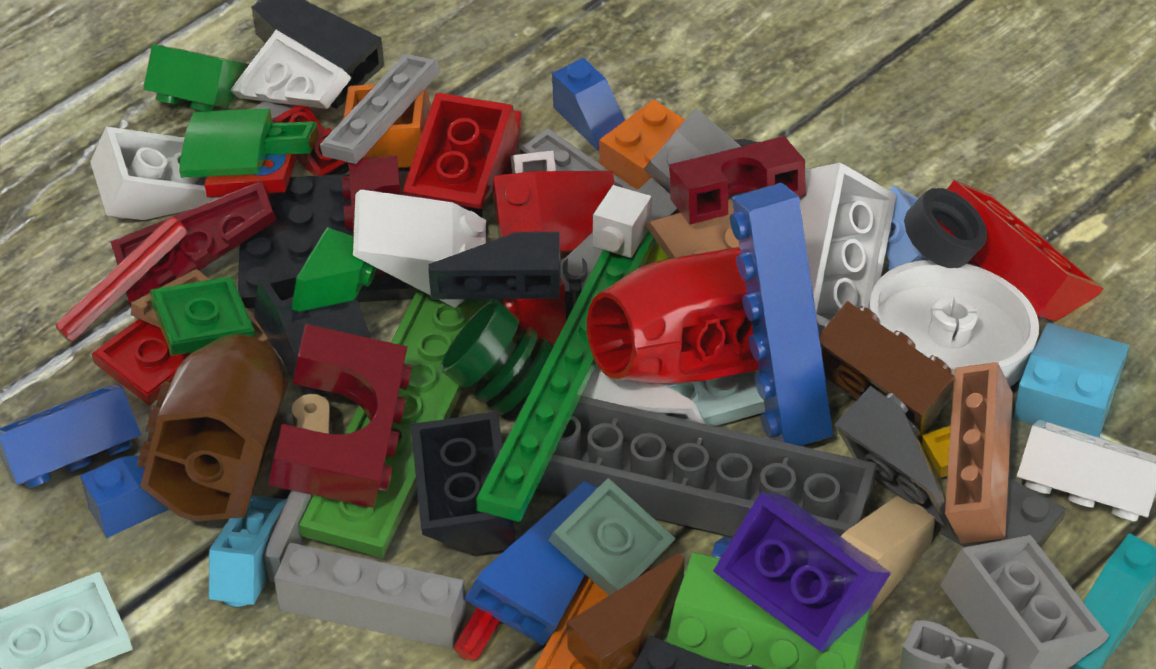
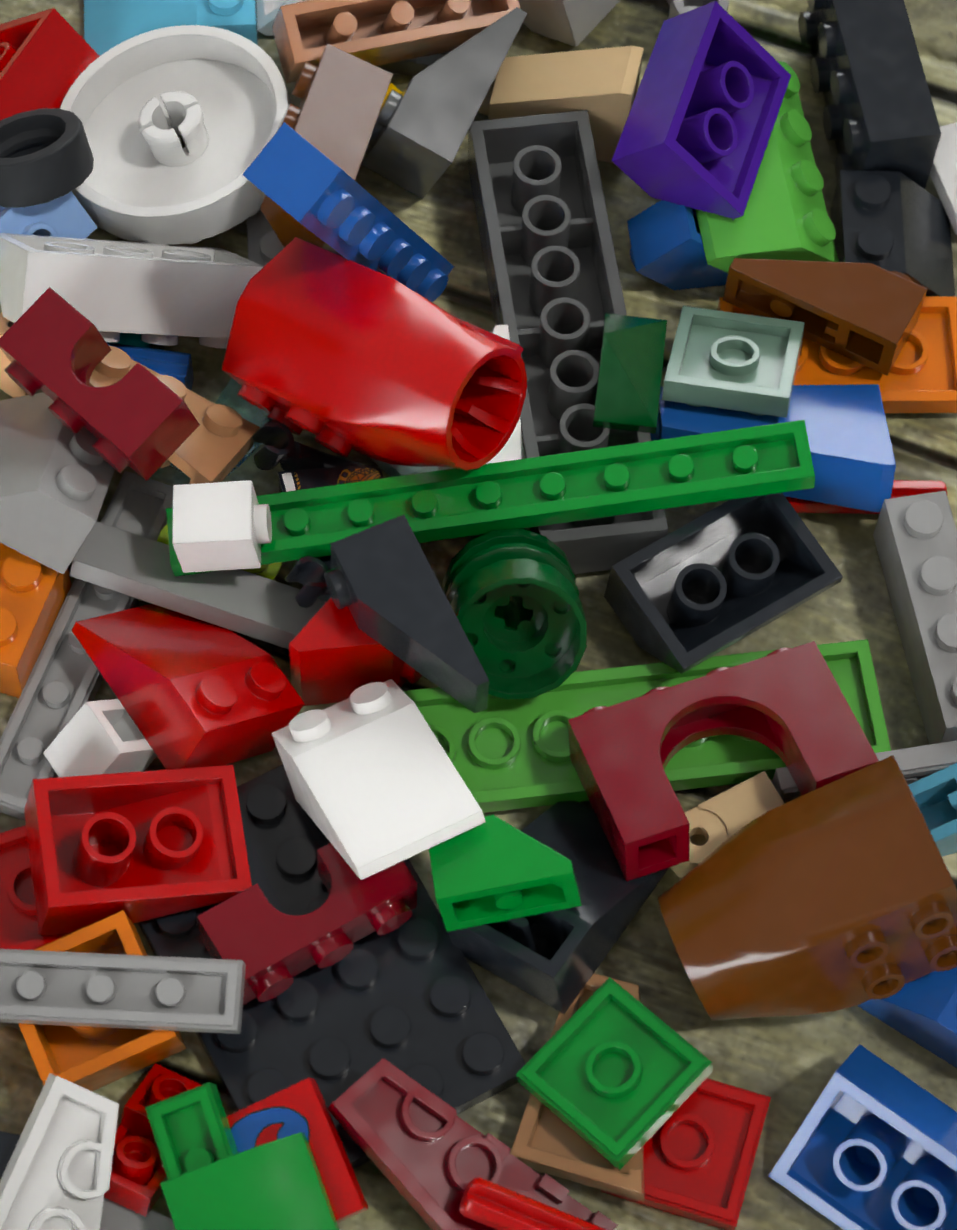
camera: 120 degrees left, 15 degrees up
(632, 463) = (630, 373): none -> dark green slope

